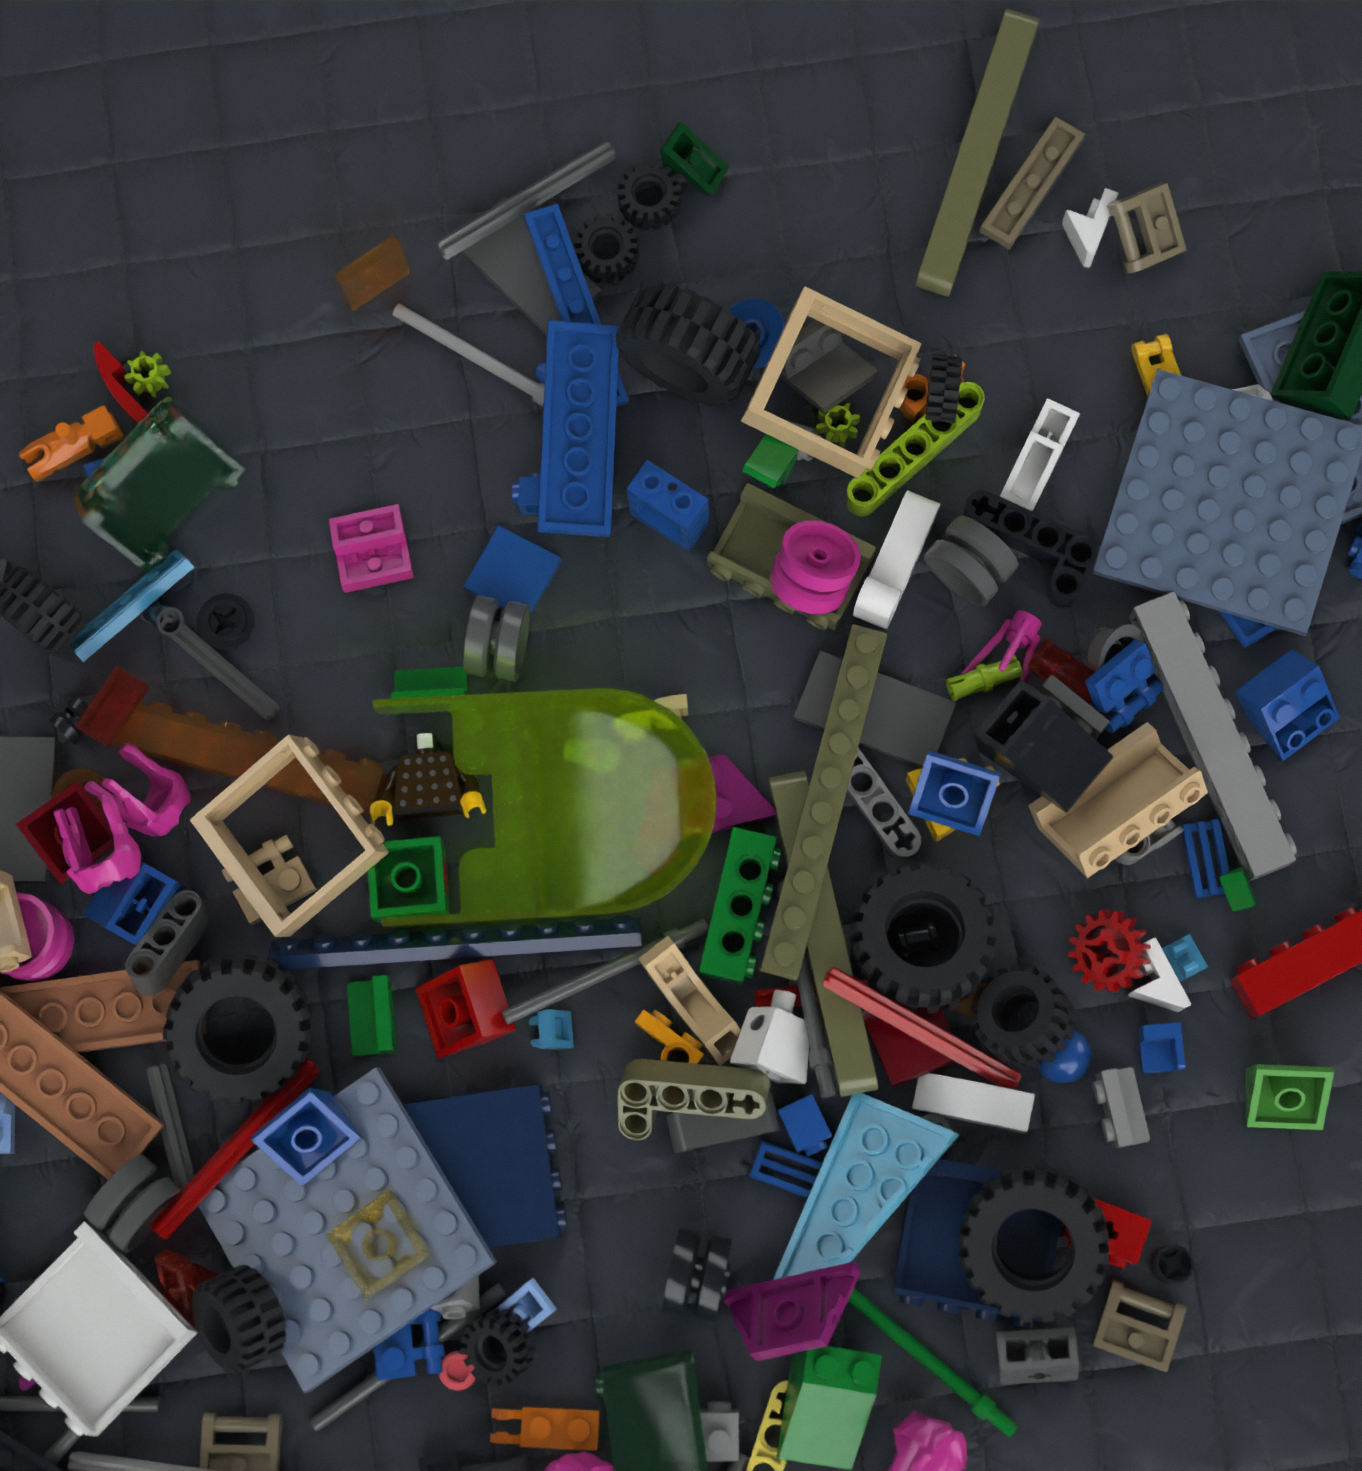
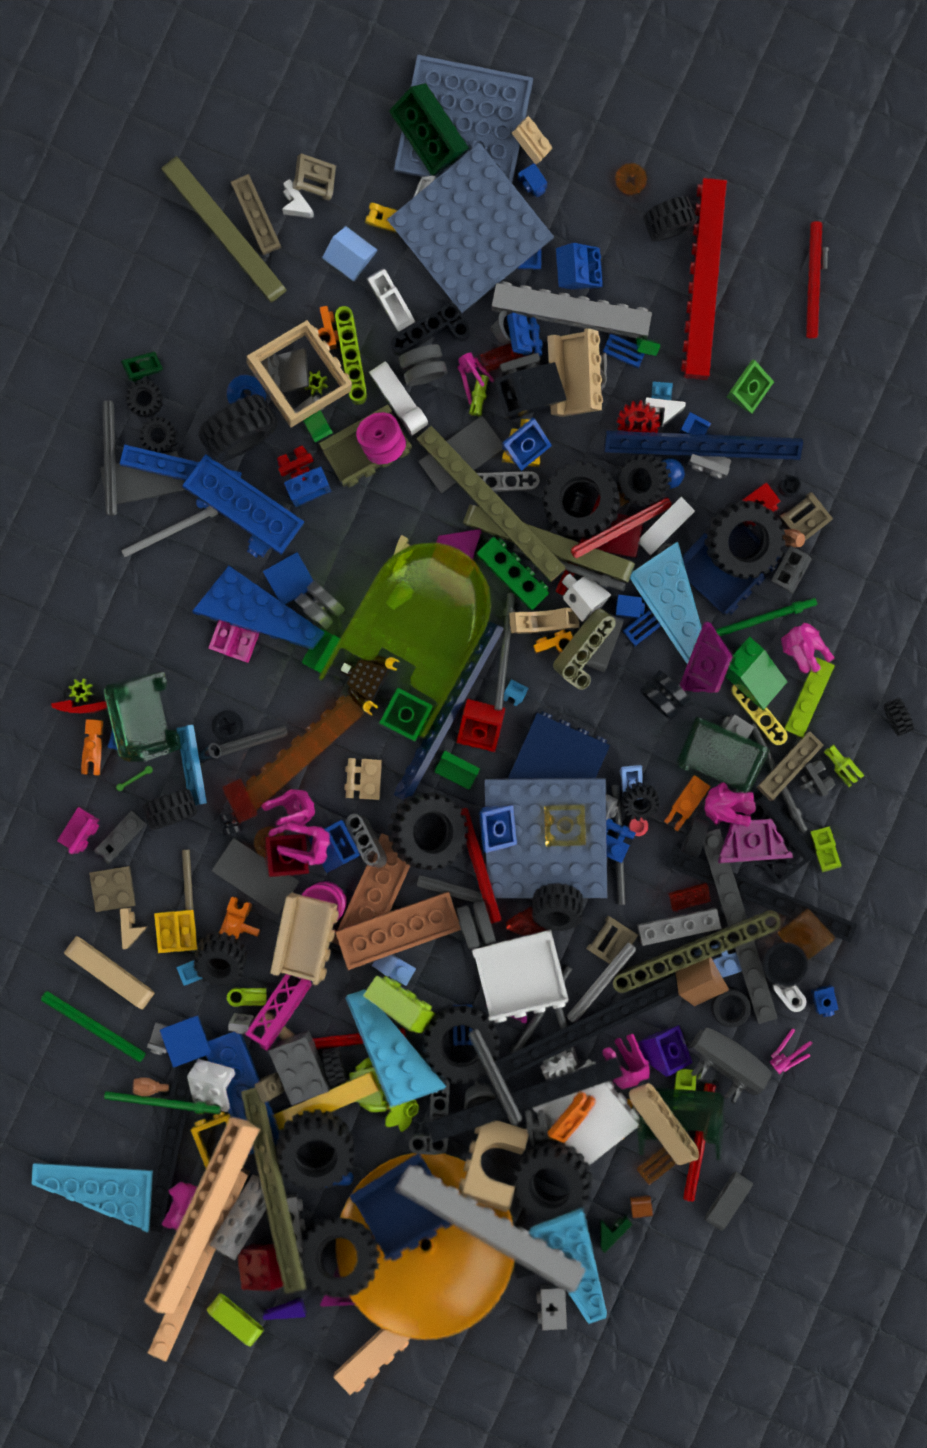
camera: 65 degrees left, 10 degrees up
(87, 547) = (148, 770): none -> bright green hinge
(242, 869) = (357, 786): tan window -> none
(373, 273) = (101, 553): clear orange tile -> none
(428, 538) = (249, 607): none -> blue wing
(681, 462) = (287, 467): none -> red hips
(943, 388) = (335, 324): black tyre -> none
(1069, 350) = (349, 253): none -> light blue slope
(1090, 1324) = (793, 538): none -> nougat piece
(1143, 1080) = (703, 445): none -> dark blue plate

